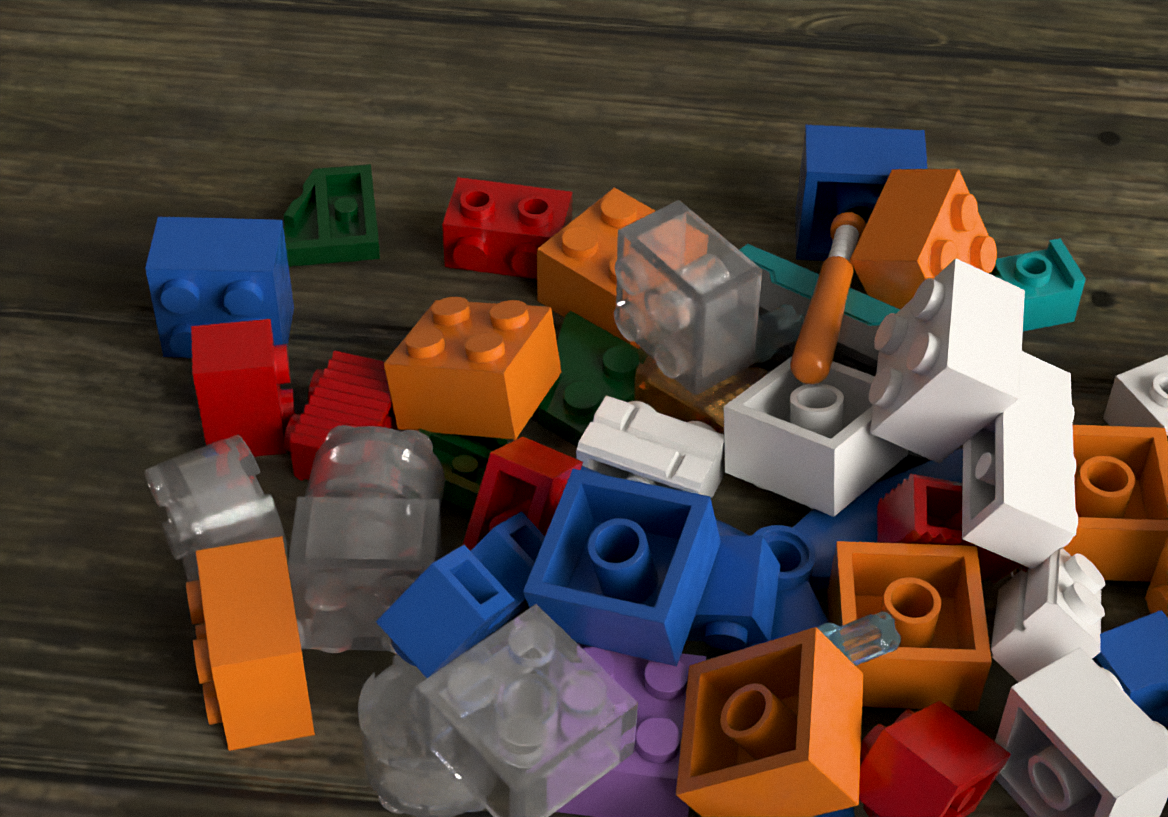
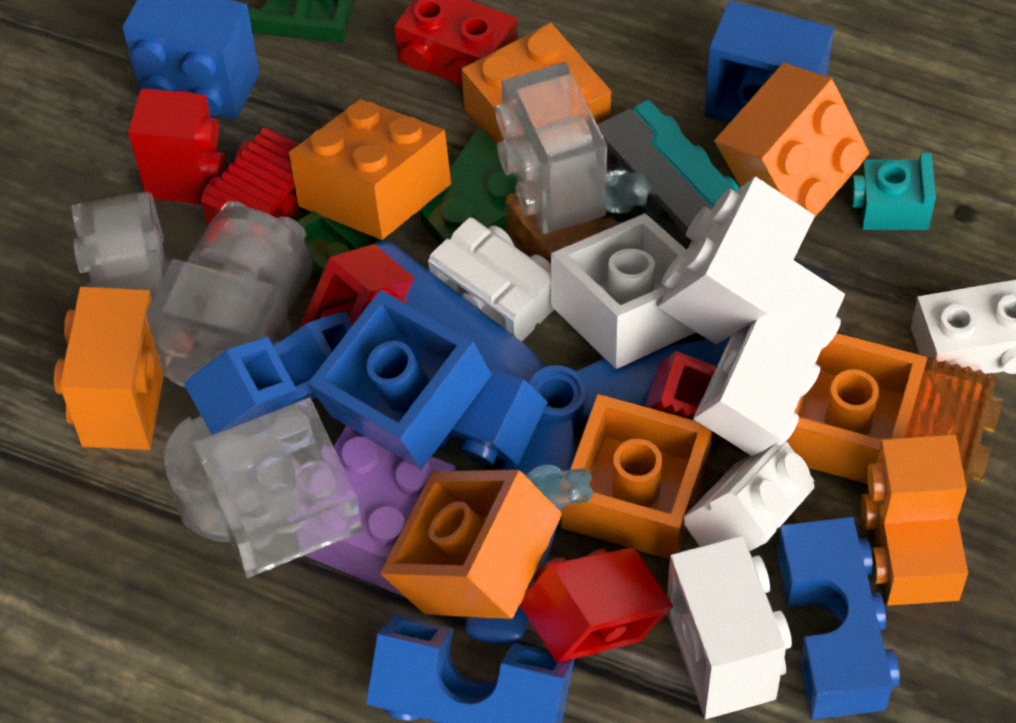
camera: 20 degrees right, 10 degrees up
(824, 316) = (670, 188): orange piece -> none

